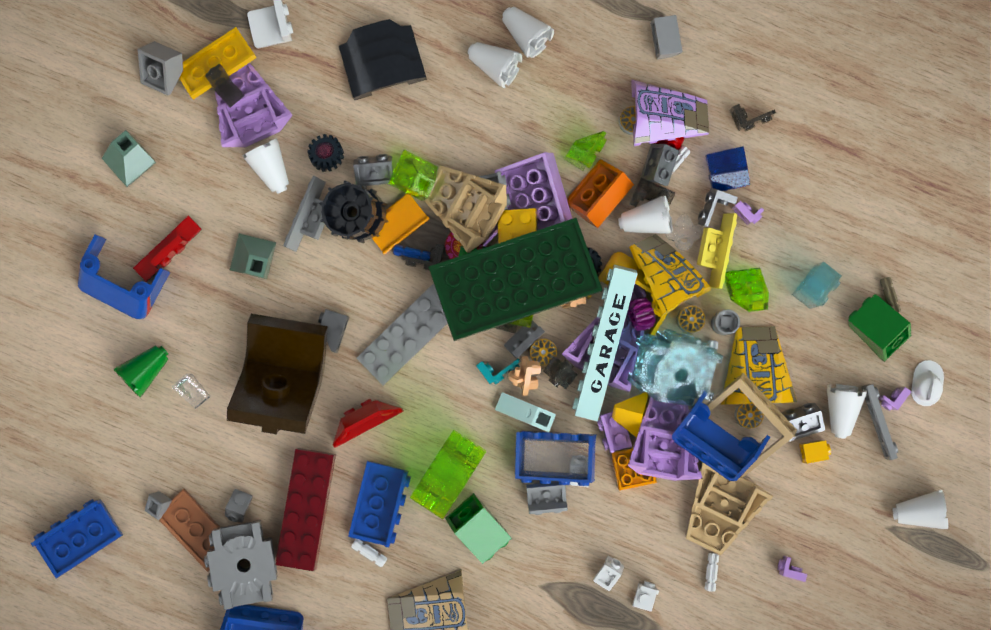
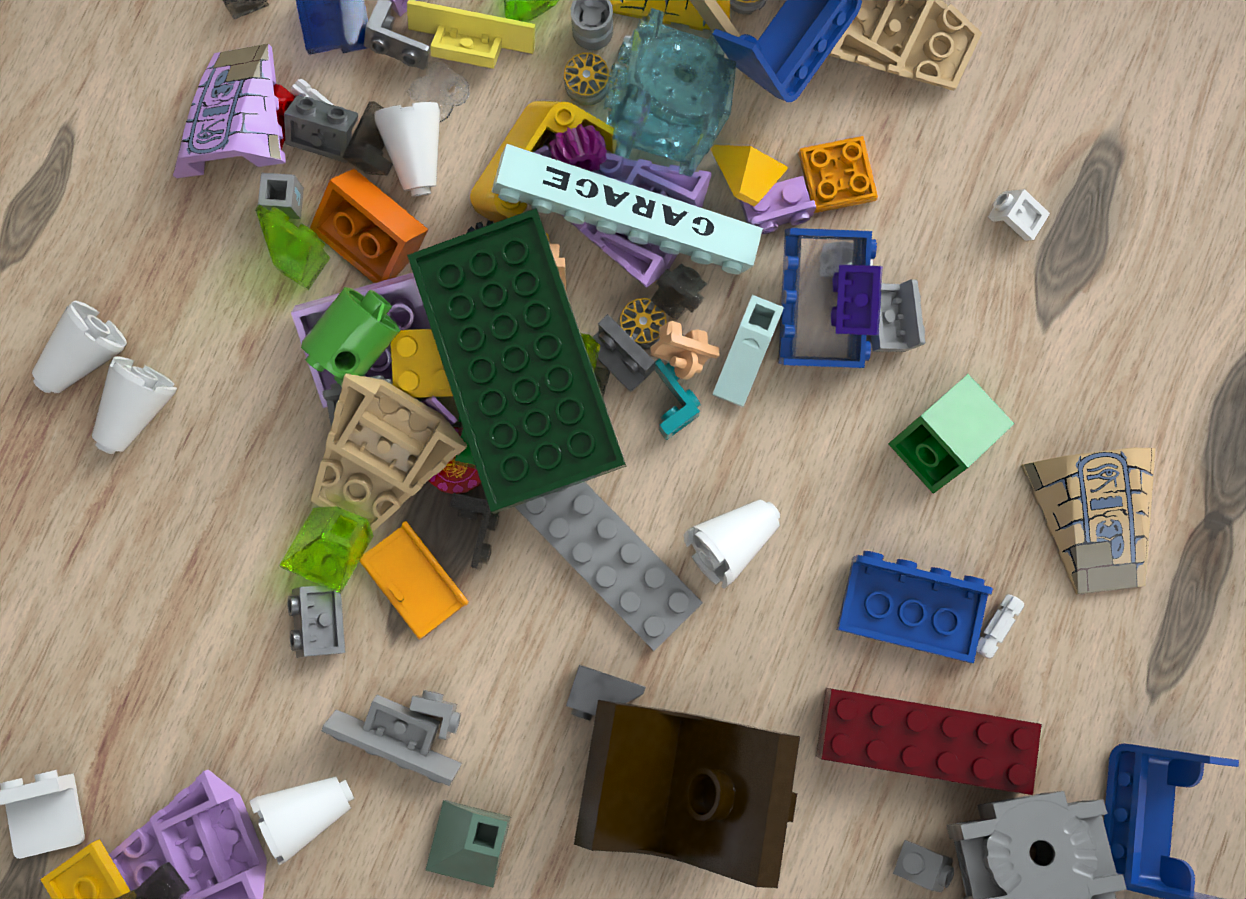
camera: 85 degrees left, 5 degrees down
(325, 153) = (281, 708): black wheel -> none
(325, 240) = (432, 704): none -> light grey bracket
(338, 208) = (372, 677): black piece -> none
(364, 419) = (764, 635): red wedge -> none
(381, 58) = (112, 609): black slope -> none
(411, 252) = (462, 574): blue axle -> none
(417, 402) = (732, 540): none -> white cone
(448, 474) = (863, 479): clear neon green piece -> none
(529, 186) = (350, 334): none -> bright green cylinder
(551, 473) = (857, 299): none -> dark purple bracket
(616, 143) = (282, 192): none -> light grey brick
(627, 120) = (241, 176): wheel -> none
(645, 596) = (1054, 155): white bracket -> none
(655, 450) = (811, 129): lavender wedge -> none
(666, 37) = (101, 116): light grey brick -> none
(667, 273) = (506, 106): yellow wedge -> none
(711, 572) = (1009, 49): white axle -> none

